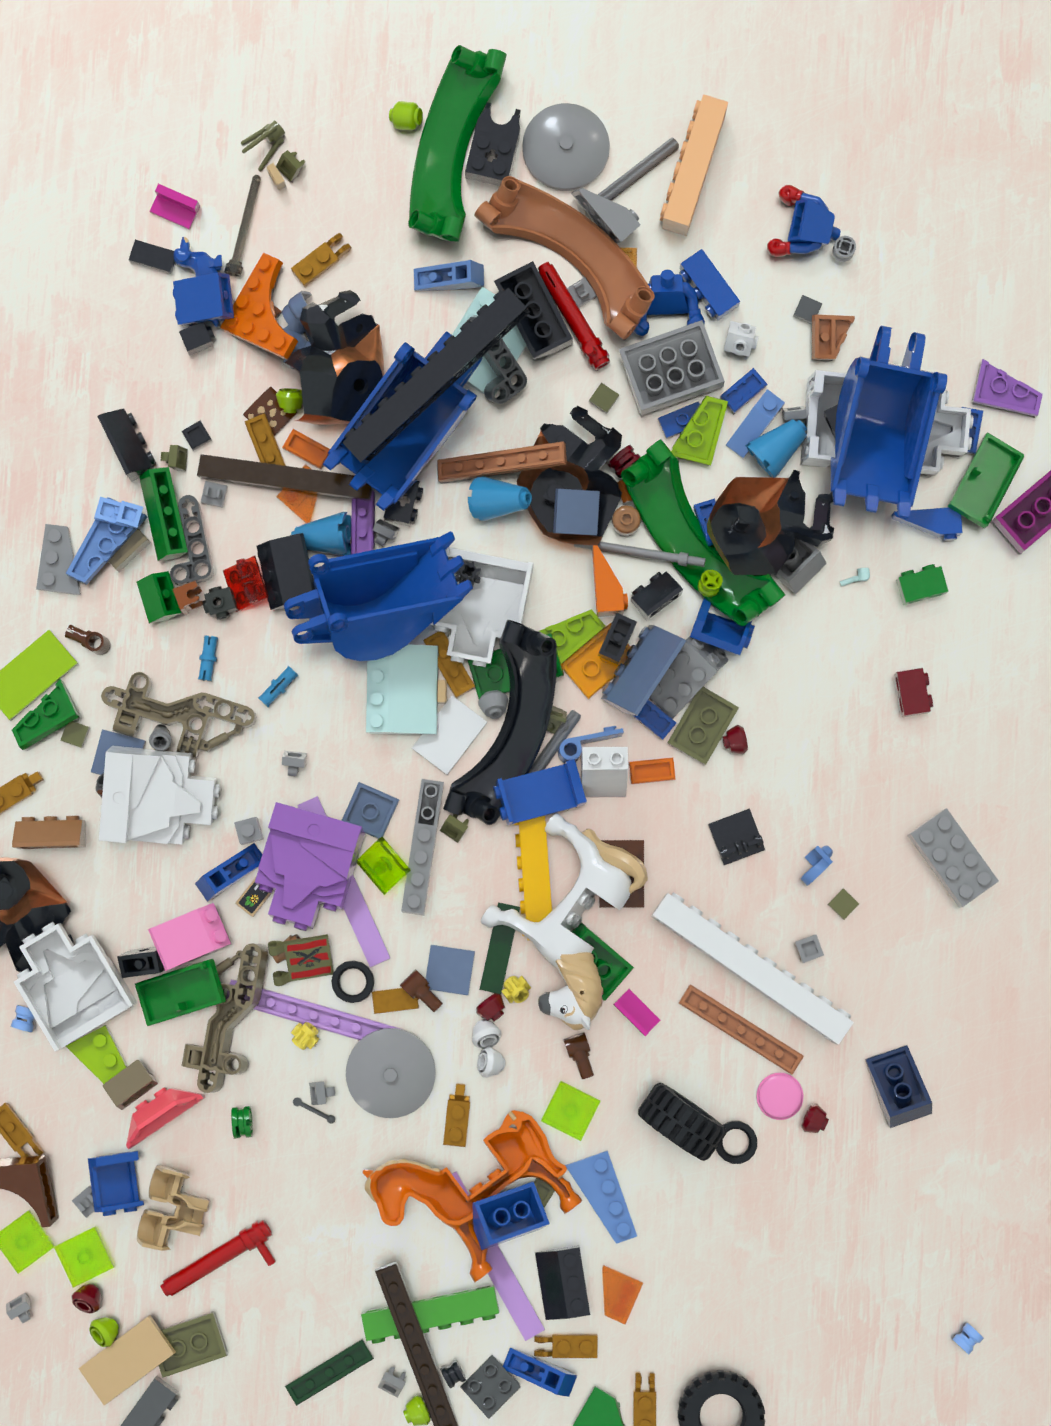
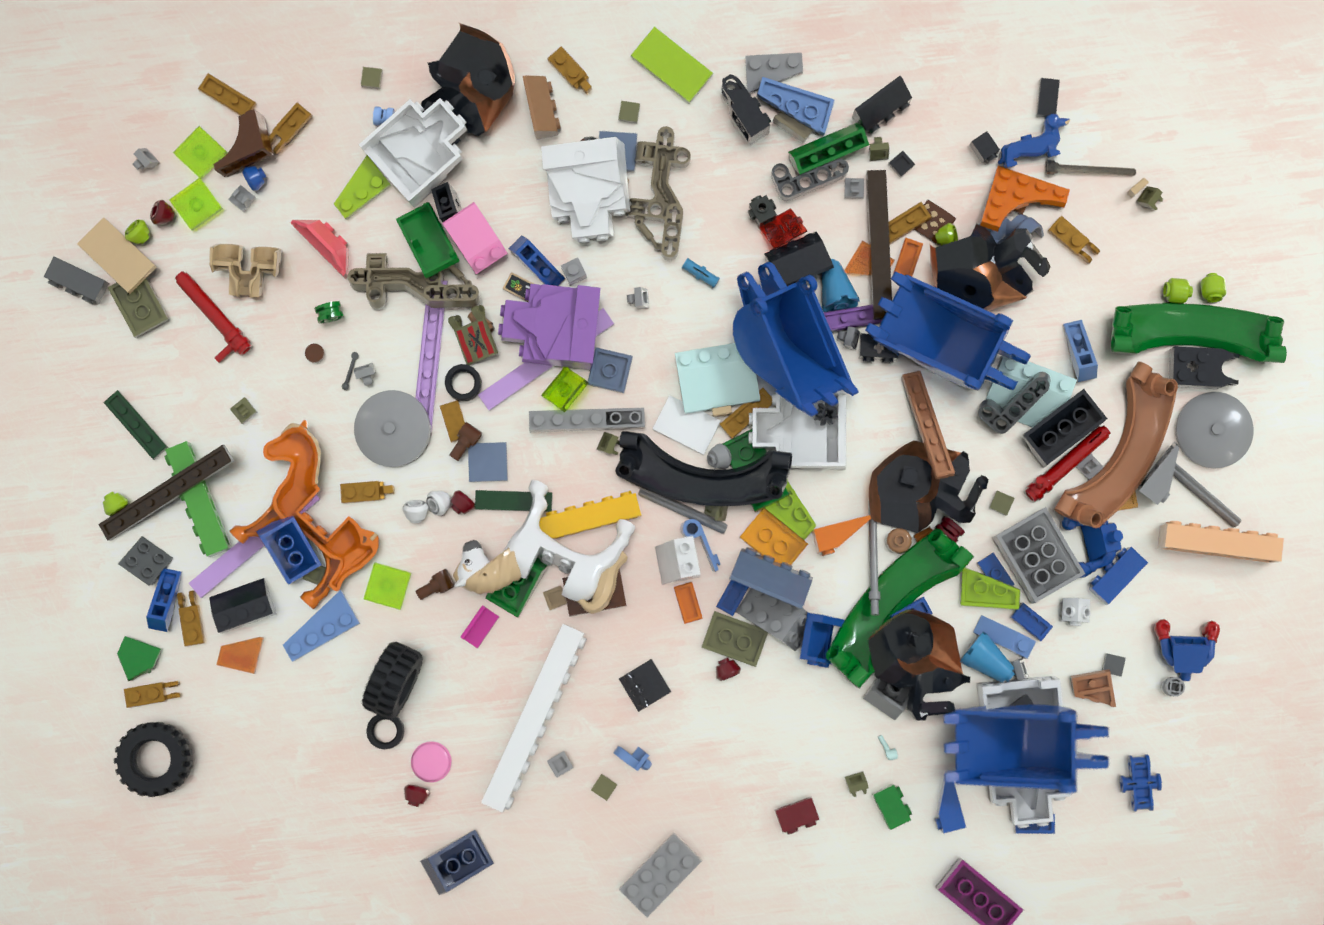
camera: 80 degrees right, 0 degrees up
(49, 716) = (640, 88): green wing -> none
(66, 1182) = (254, 177): none -> blue cone
(88, 638) = (710, 106): reddish brown pin -> none
(100, 600) = (745, 110): none -> black brick
(114, 1183) = (260, 216): blue panel -> none
(118, 513) = (822, 110): light blue slope -> none
(129, 1084) = (343, 213): dark tan panel -> none
(158, 597) = (757, 158): green brick -> none
(160, 738) = (638, 182): light grey cone -> none
(174, 206) = (1094, 107): dark pink panel -> none
(186, 596) = (761, 180): dark orange hinge -> none
(203, 298) = (1019, 146): blue panel -> none
(207, 658) = (713, 209): dark azure pin -> none
(271, 133) = (1175, 177): olive plant -> none
(285, 1148) = (314, 353): none -> reddish brown tile
(305, 1035) = (410, 351): light yellow gear -> none
(336, 1242) = (243, 410): none -> olive tile
(391, 1383) = (133, 478): light grey tile -> none
(401, 156) = (1177, 290): none -> lime head
(436, 376) = (988, 352): black brick -> none
(453, 1374) = (150, 527): black wheel -> none
(496, 498) = (895, 425): dark azure cone -> none
(516, 989) = (480, 521): light yellow gear -> none
(540, 793) = (649, 509): blue panel -> none
(576, 512) = (897, 496): sand blue tile -> none
(617, 638) = (794, 551): black brick -> none
(619, 921) = (554, 597): none -> tan tile
(656, 595) = (839, 578): black slope -> none
(713, 578) = (862, 622): lime wheel -> none
(741, 1029) = (481, 718): nougat tile -> none
(889, 619) = (856, 783): none -> olive tile
(943, 306) = (1141, 790): none -> blue axle
(986, 480) = (993, 846): green container -> none
(1004, 392) = (1075, 847): medium lavender wing -> none

